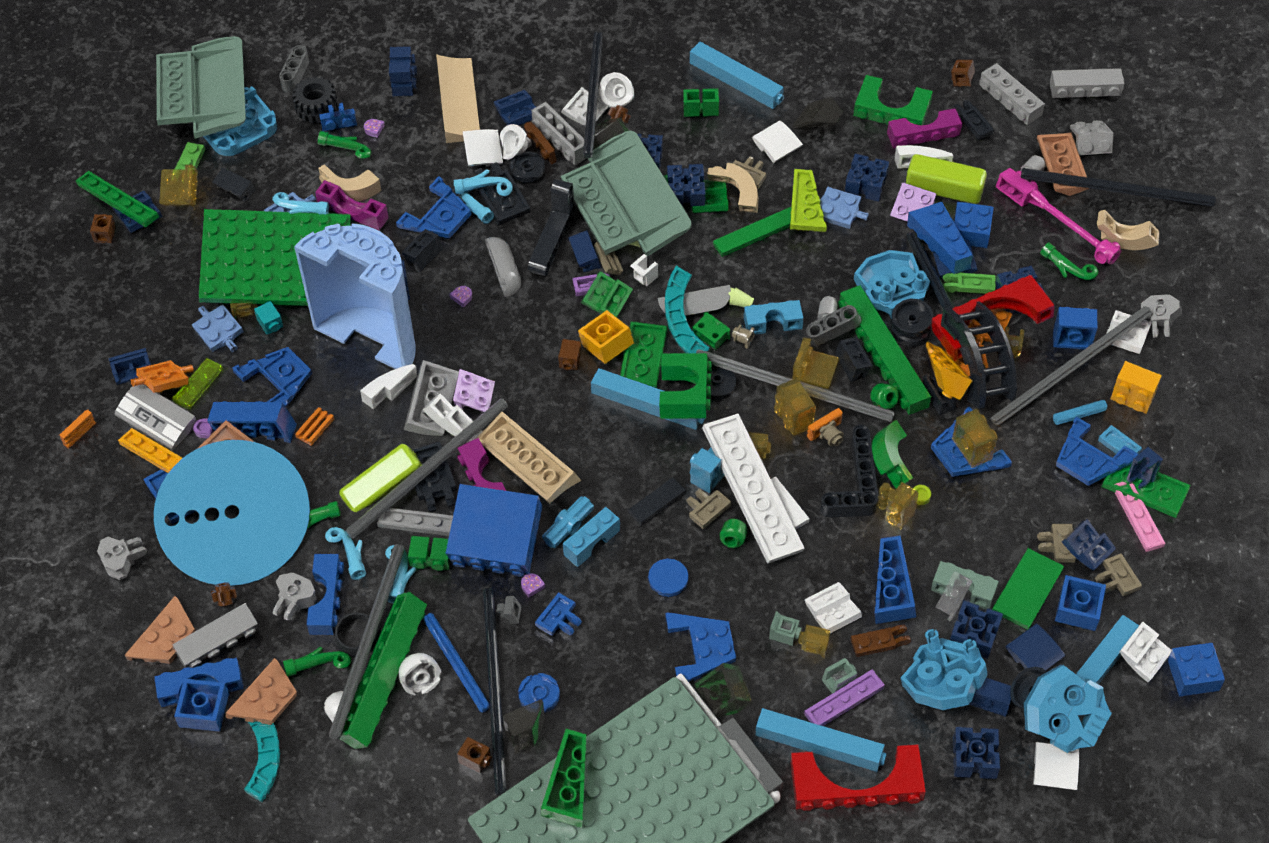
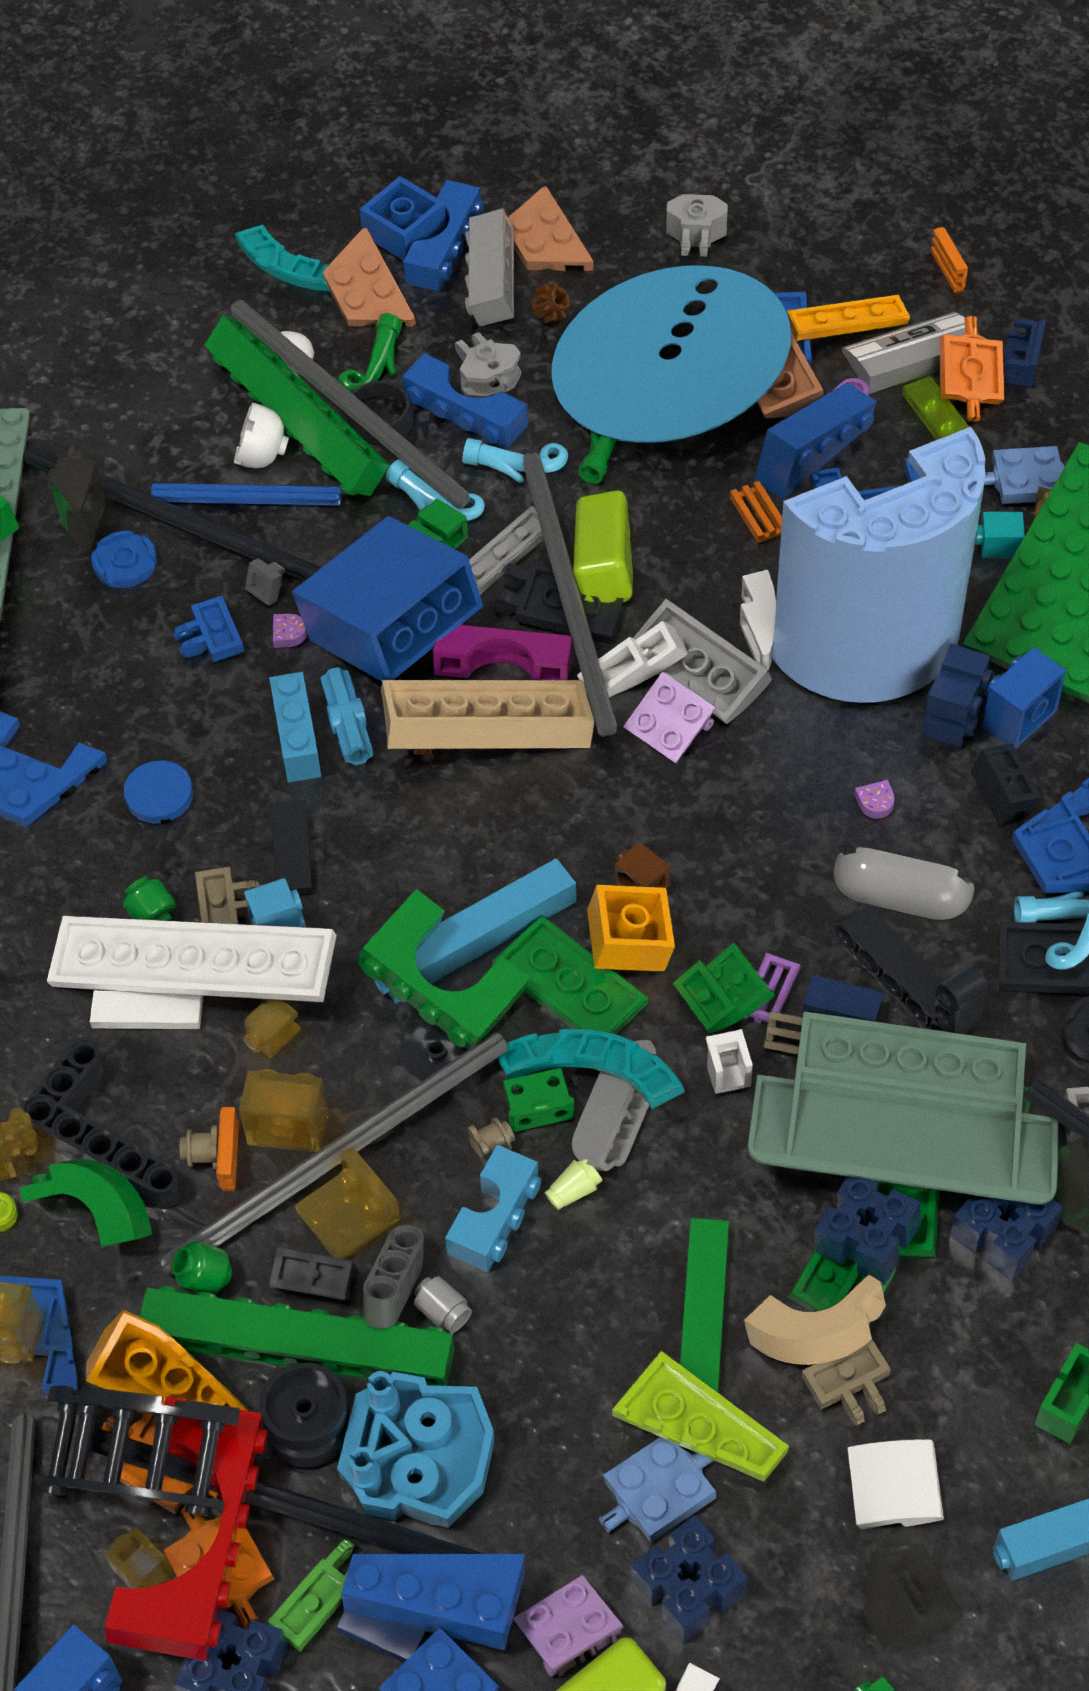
camera: 125 degrees right, 0 degrees up
(473, 747) = (98, 443): reddish brown brick -> none

